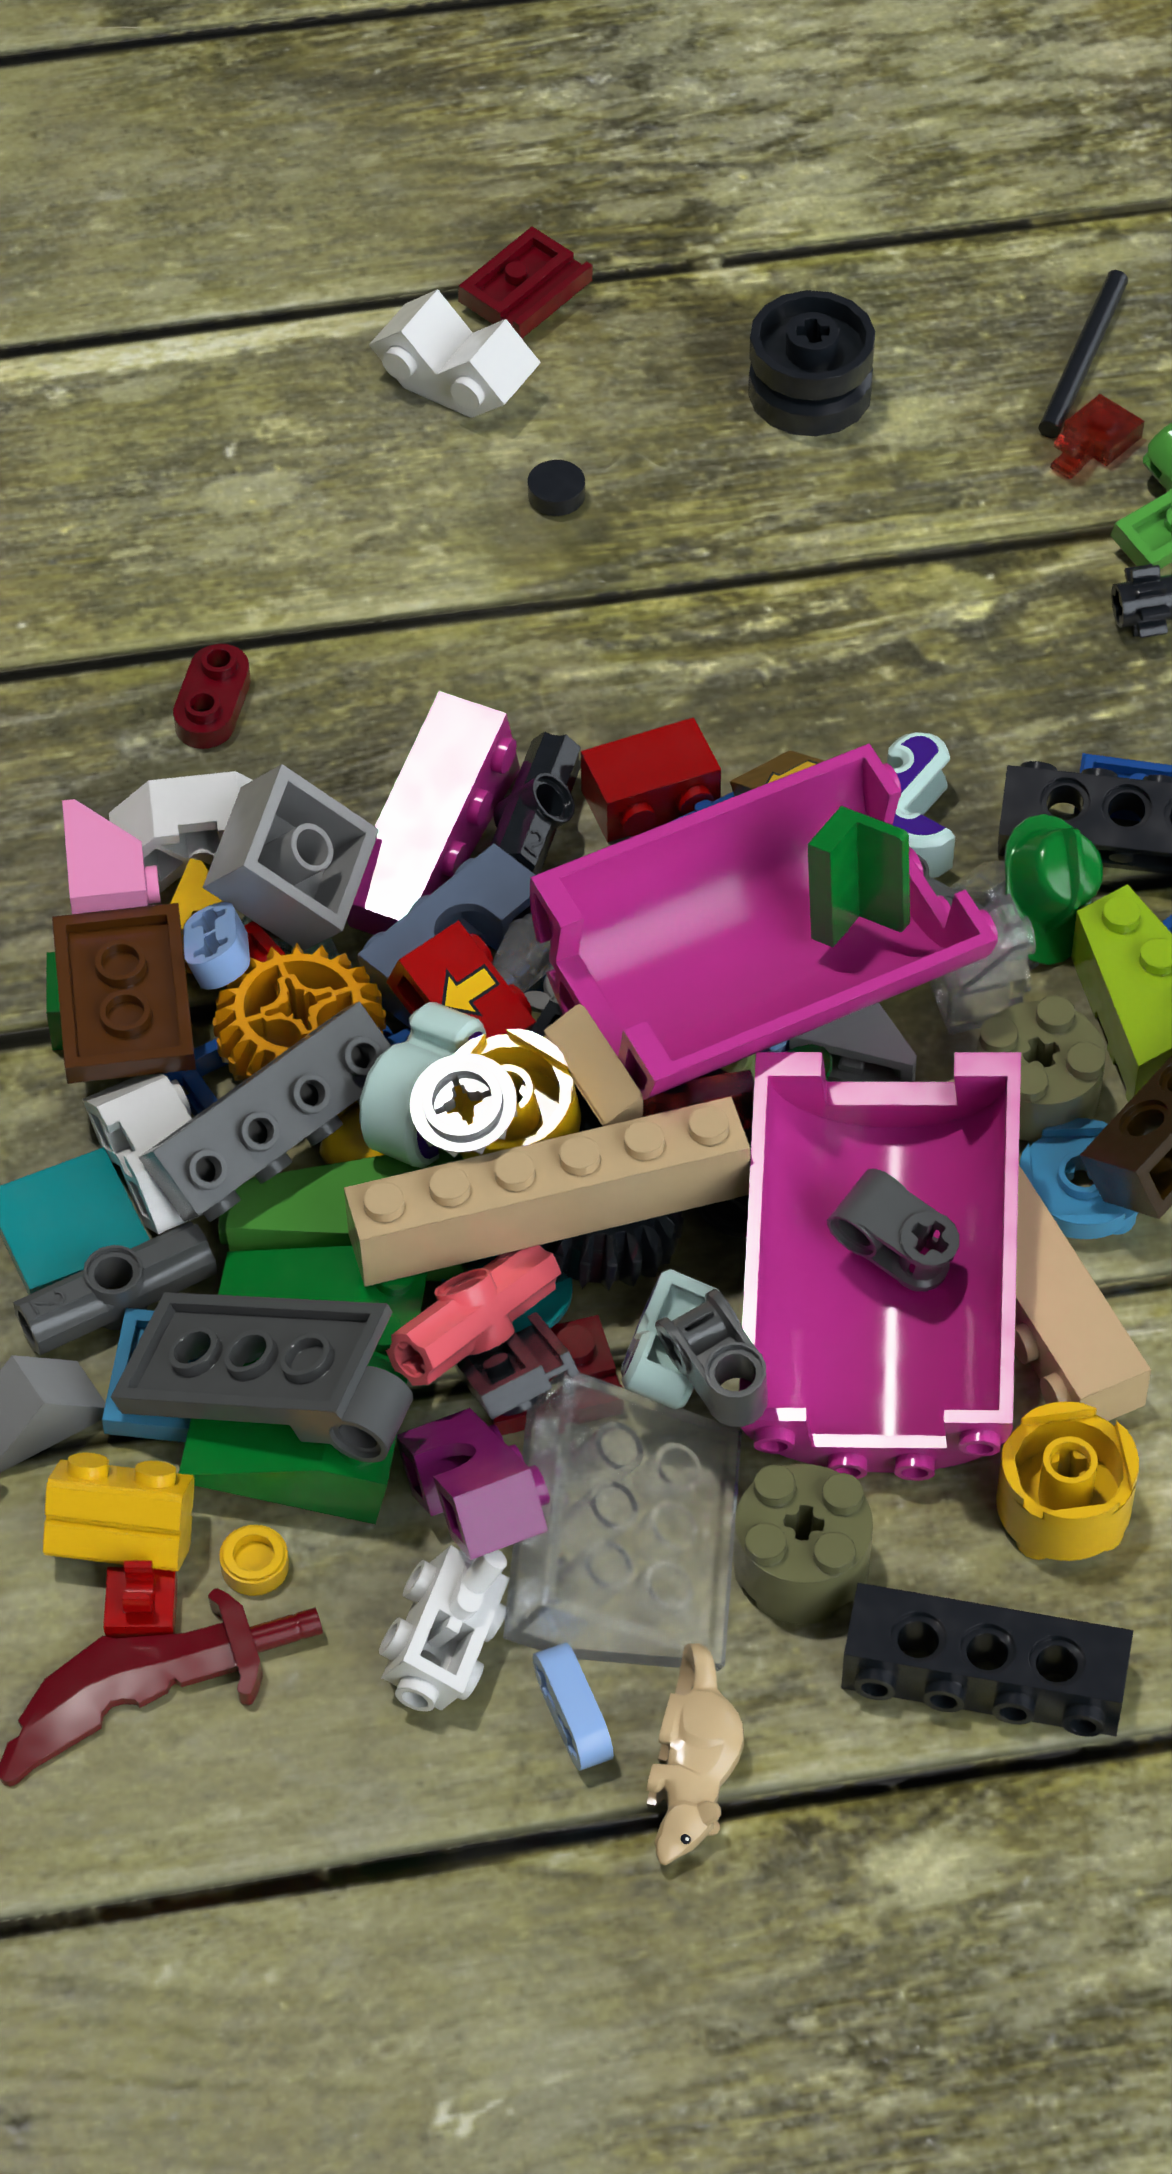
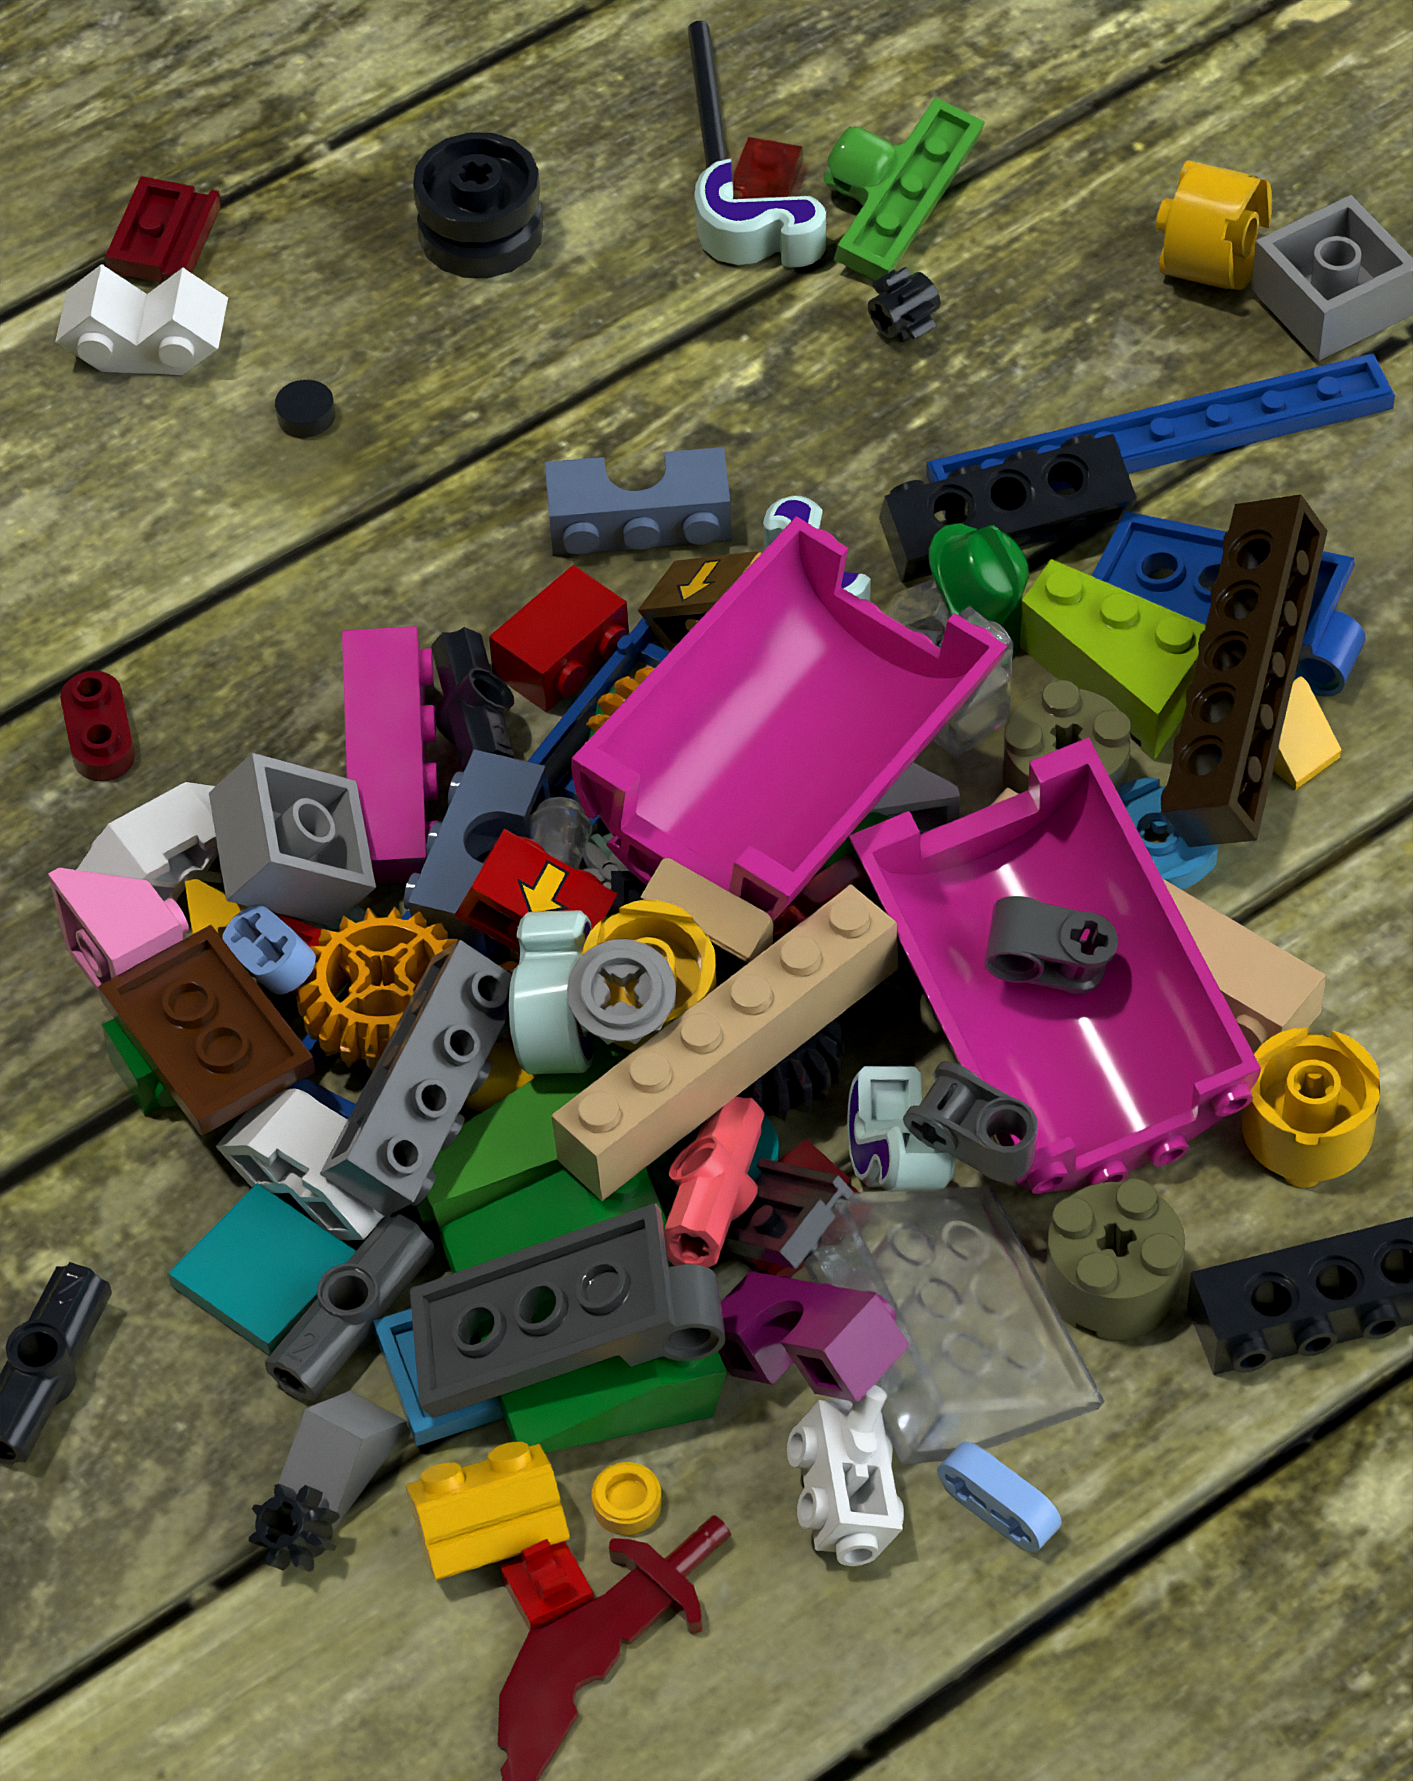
camera: 25 degrees left, 0 degrees up
(701, 1748) = (1134, 1481): tan animal -> none
(832, 706) = (598, 516): none -> sand blue arch
(857, 872) = (853, 637): green panel -> none
(1054, 479) = (756, 227): none -> light aqua animal

